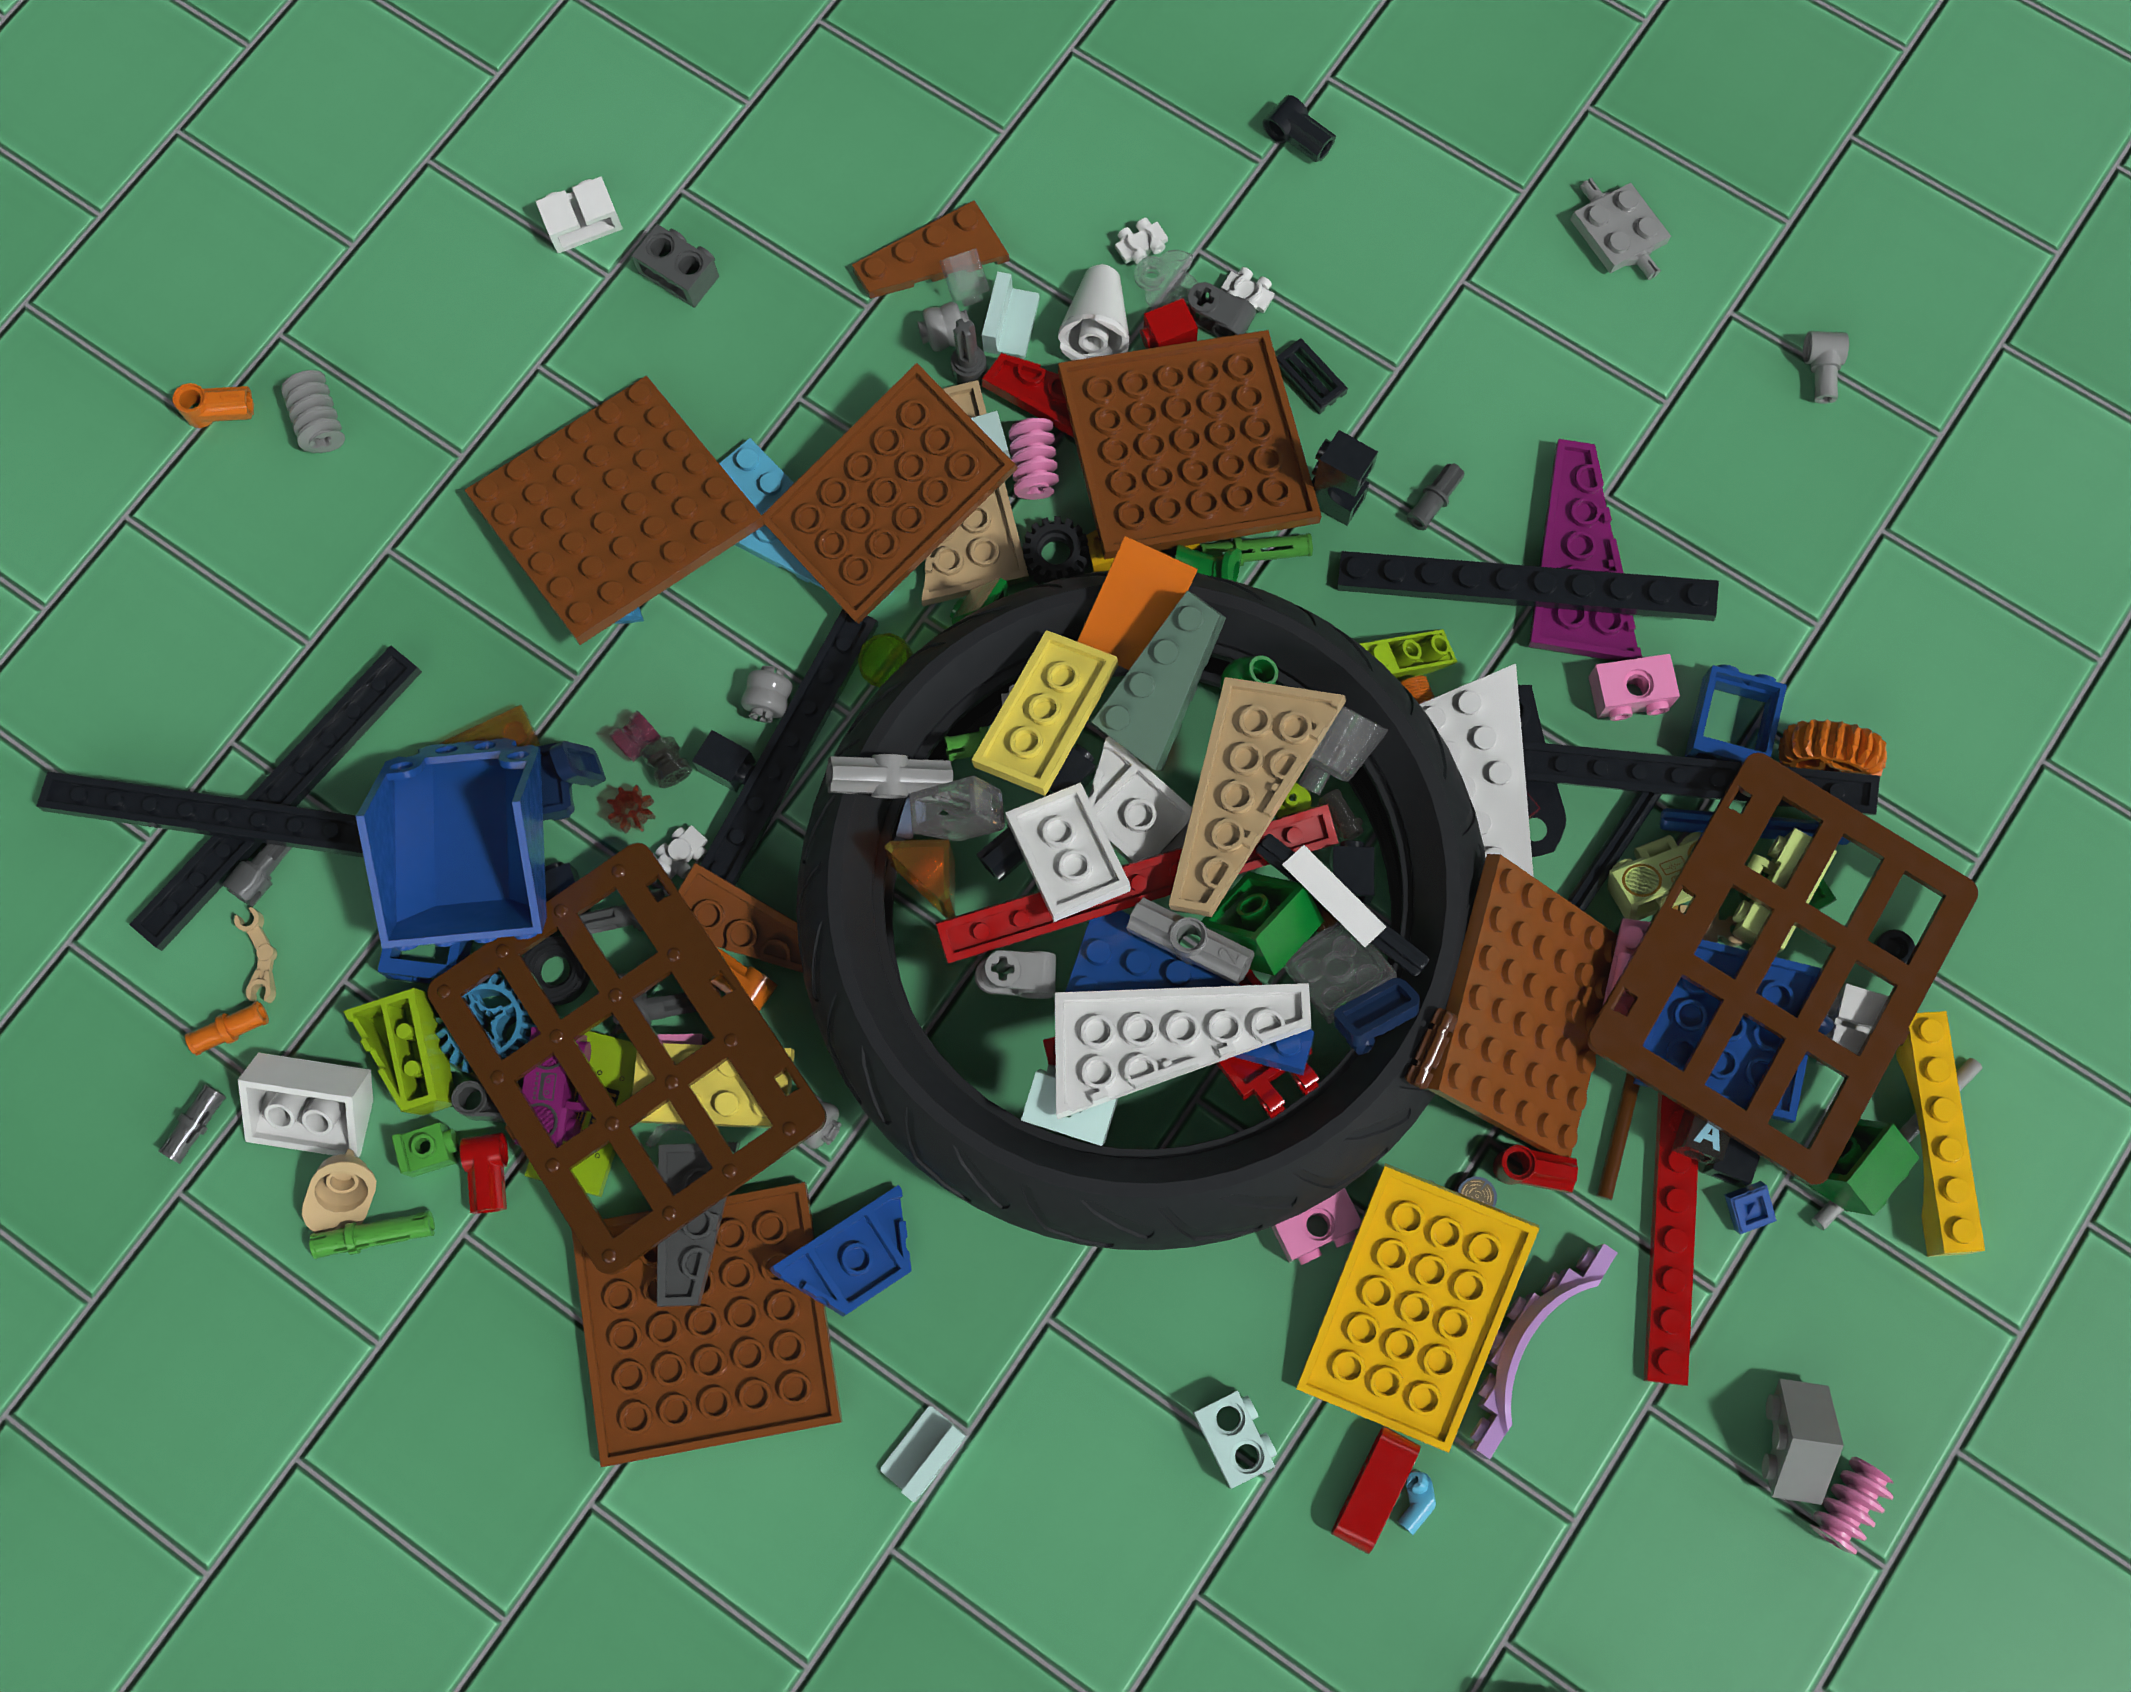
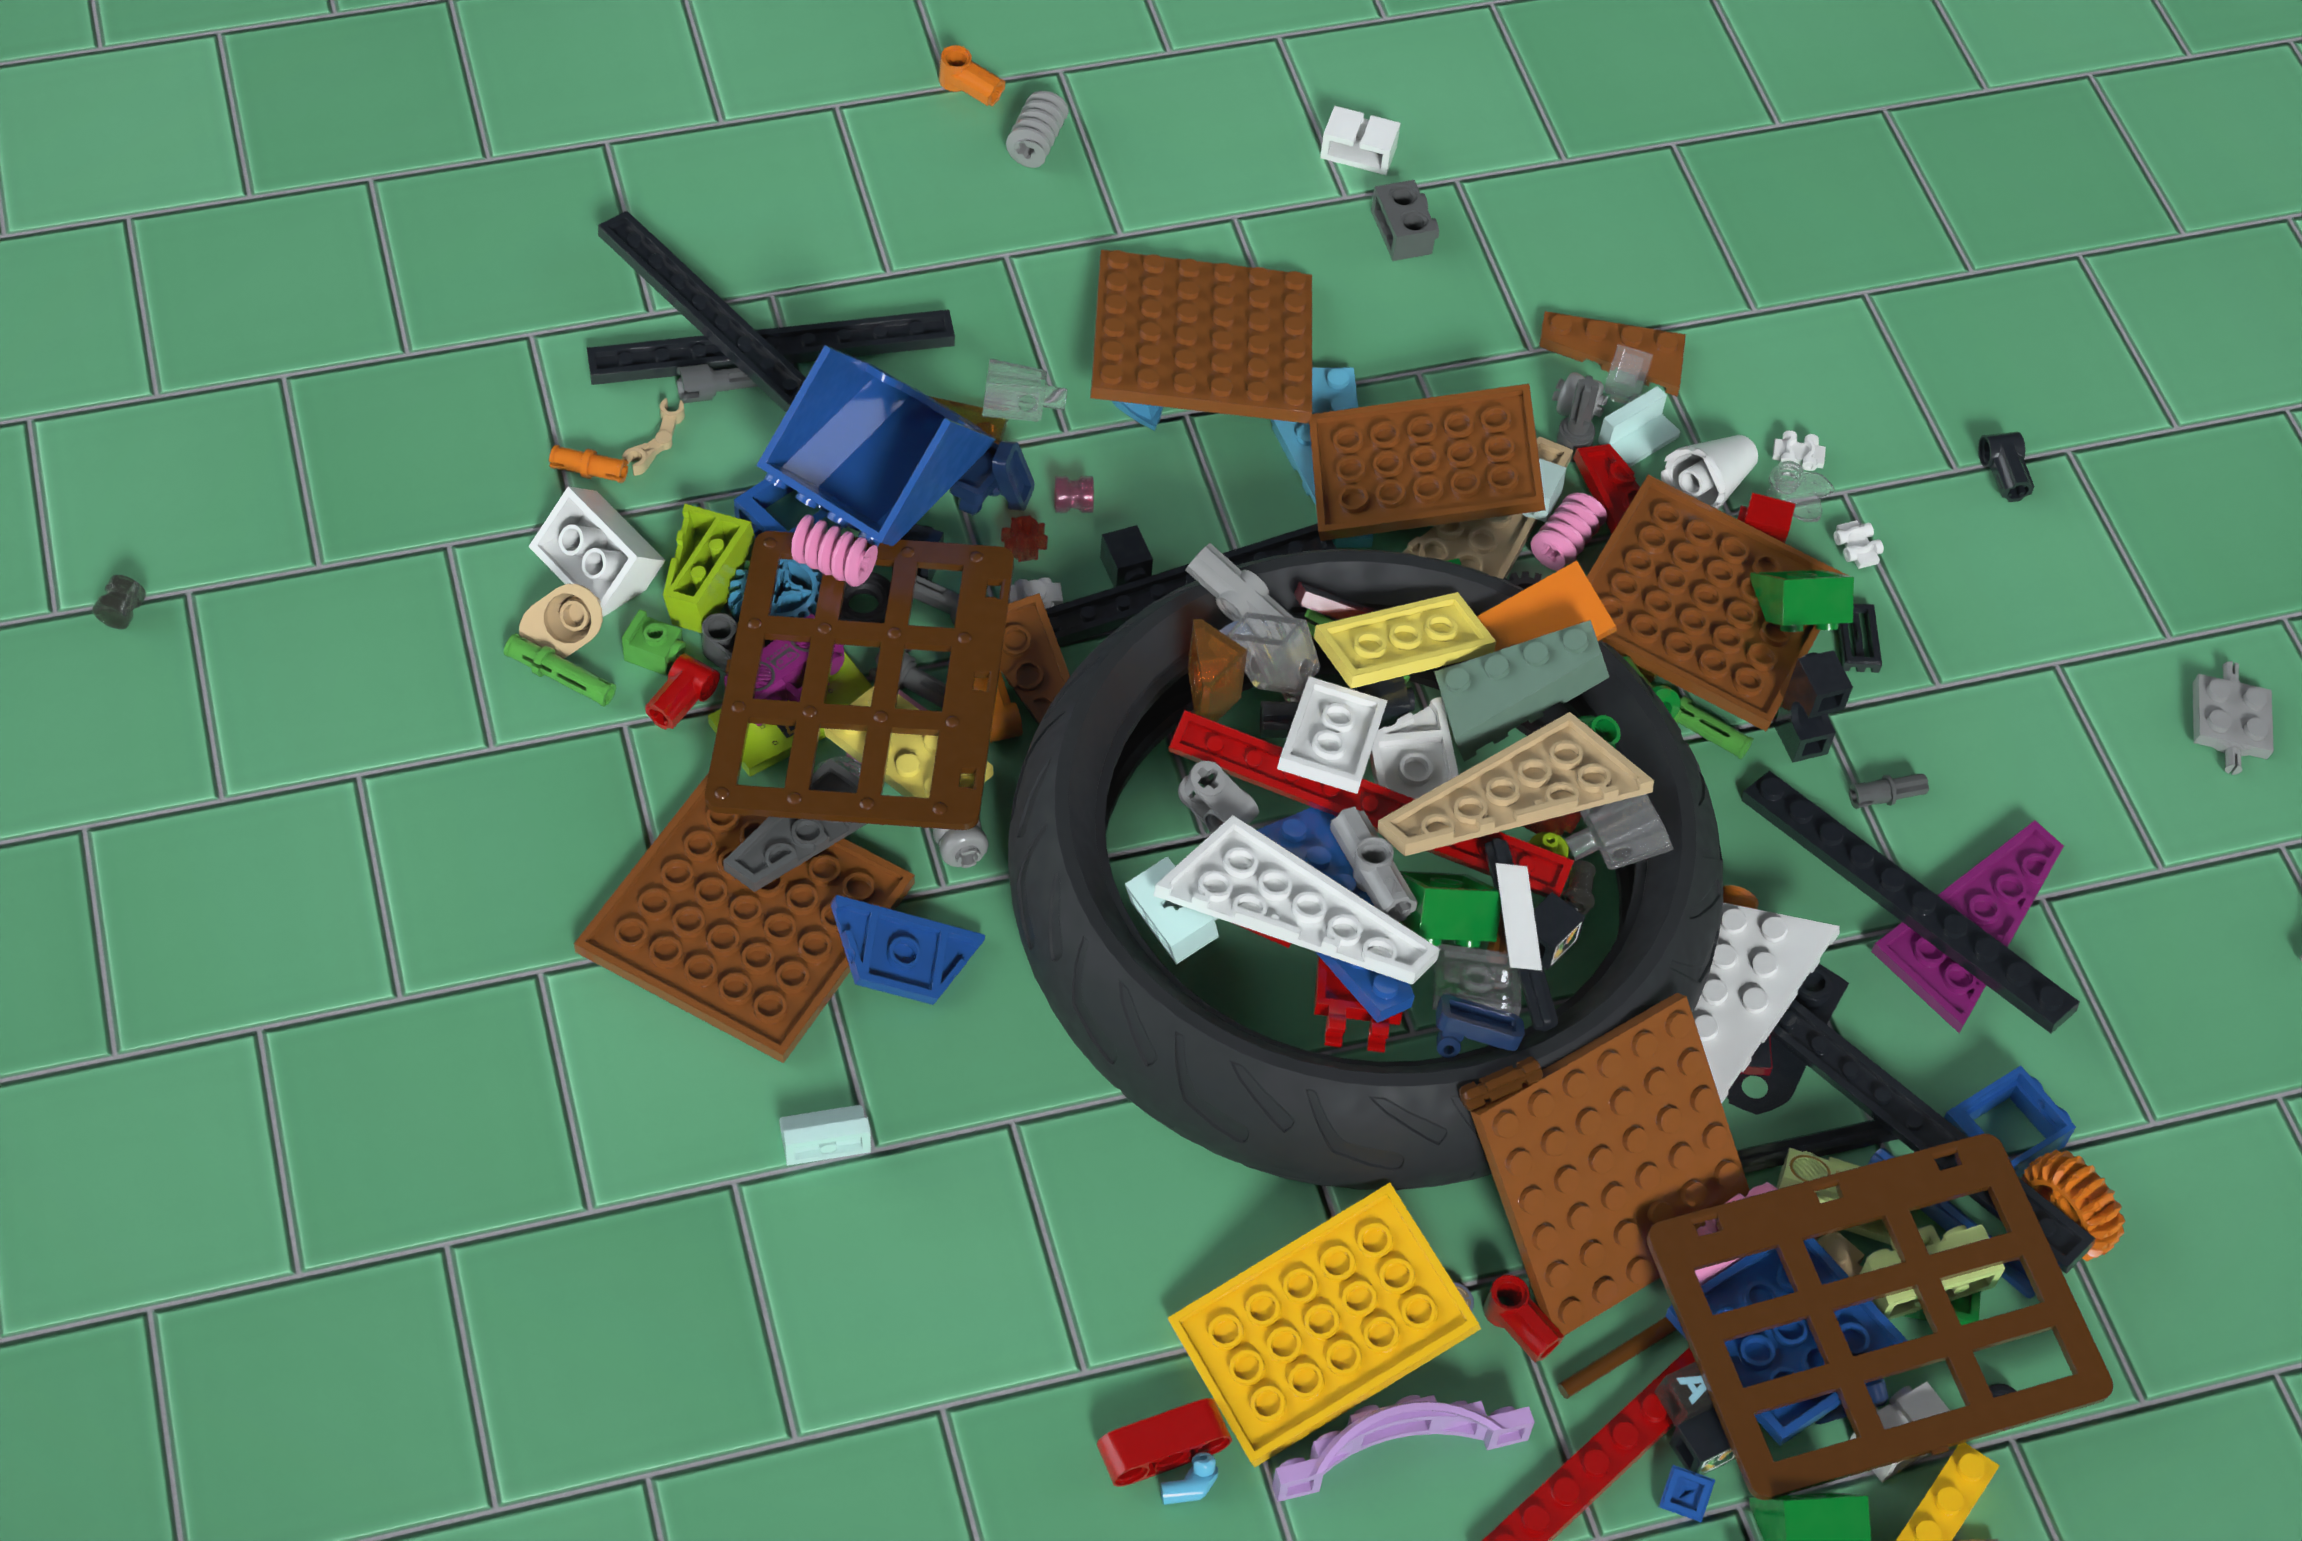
camera: 30 degrees right, 20 degrees down
(192, 1124) = (503, 504): dark grey pin -> none
(508, 970) = (833, 553): none -> bright pink piece
(514, 681) = (1019, 392): none -> clear torso
(666, 762) = (1081, 534): clear smoke wheel -> none
(766, 694) = (1199, 532): light grey piece -> none
(960, 719) = (1328, 603): none -> tile
(1221, 313) = (1819, 535): dark grey piece -> none
(1225, 1443) = (1076, 1311): light aqua brick -> none
(1260, 383) = (1804, 598): none -> green slope
(1341, 1222) = (1285, 1196): bright pink brick -> none
(1413, 653) = (1770, 885): lime slope -> none
(1651, 674) = (1928, 1022): bright pink brick -> none

